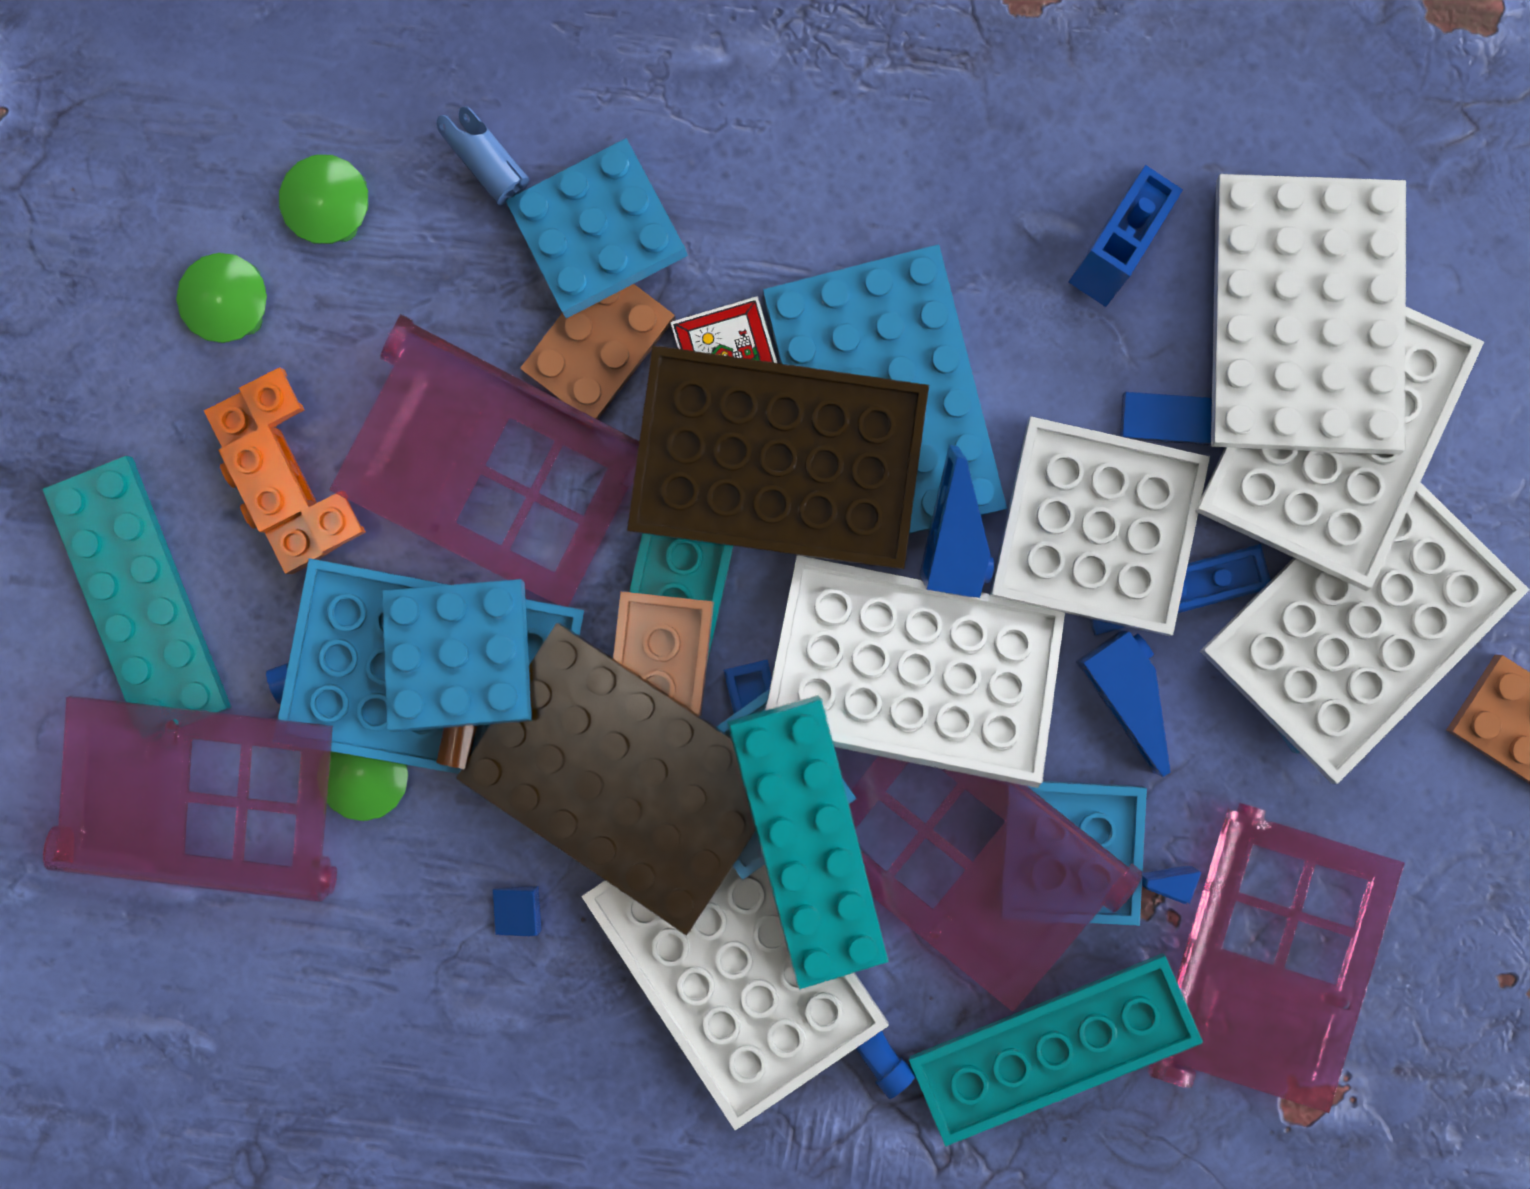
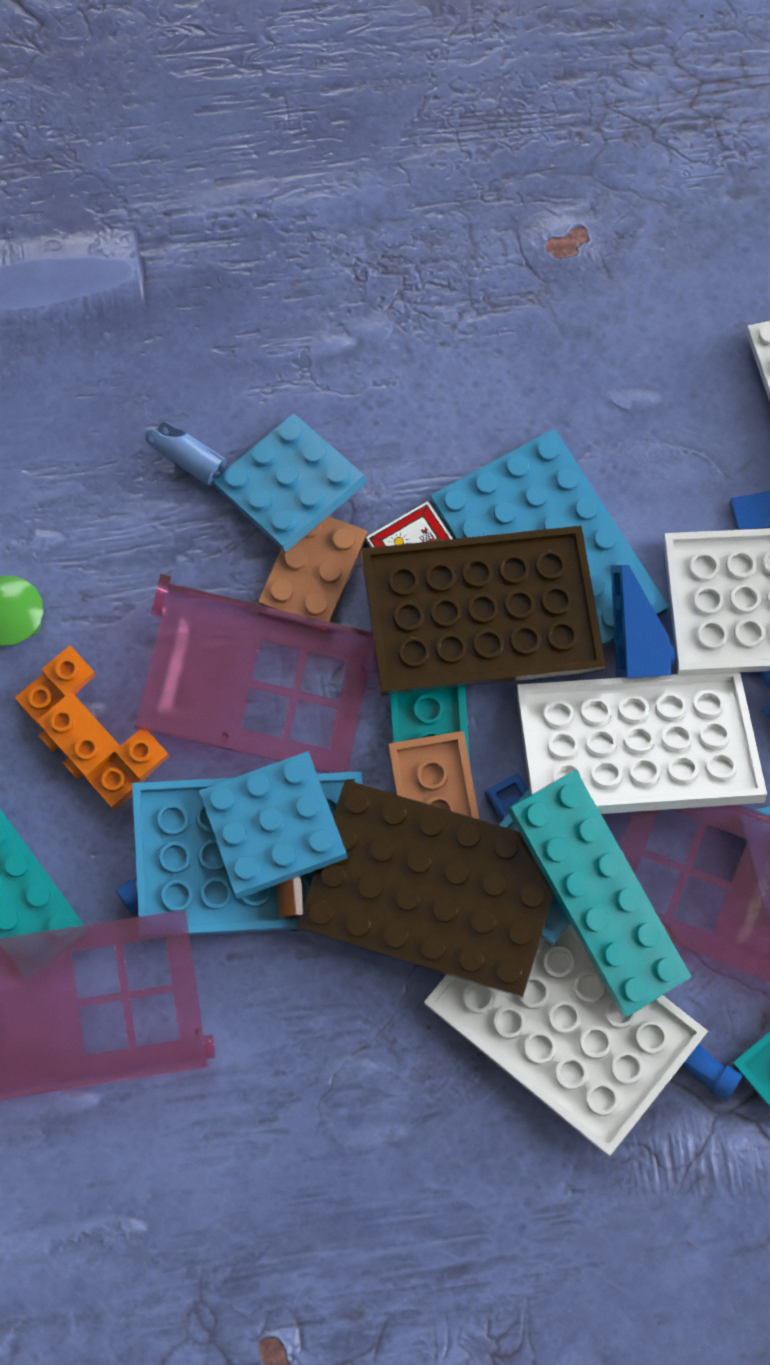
camera: 20 degrees left, 15 degrees down
(323, 199) = (69, 517): bright green dish -> none
(364, 786) = (221, 961): bright green dish -> none
(517, 911) = (372, 1032): blue slope -> none
(1125, 236) = (692, 388): blue slope -> none

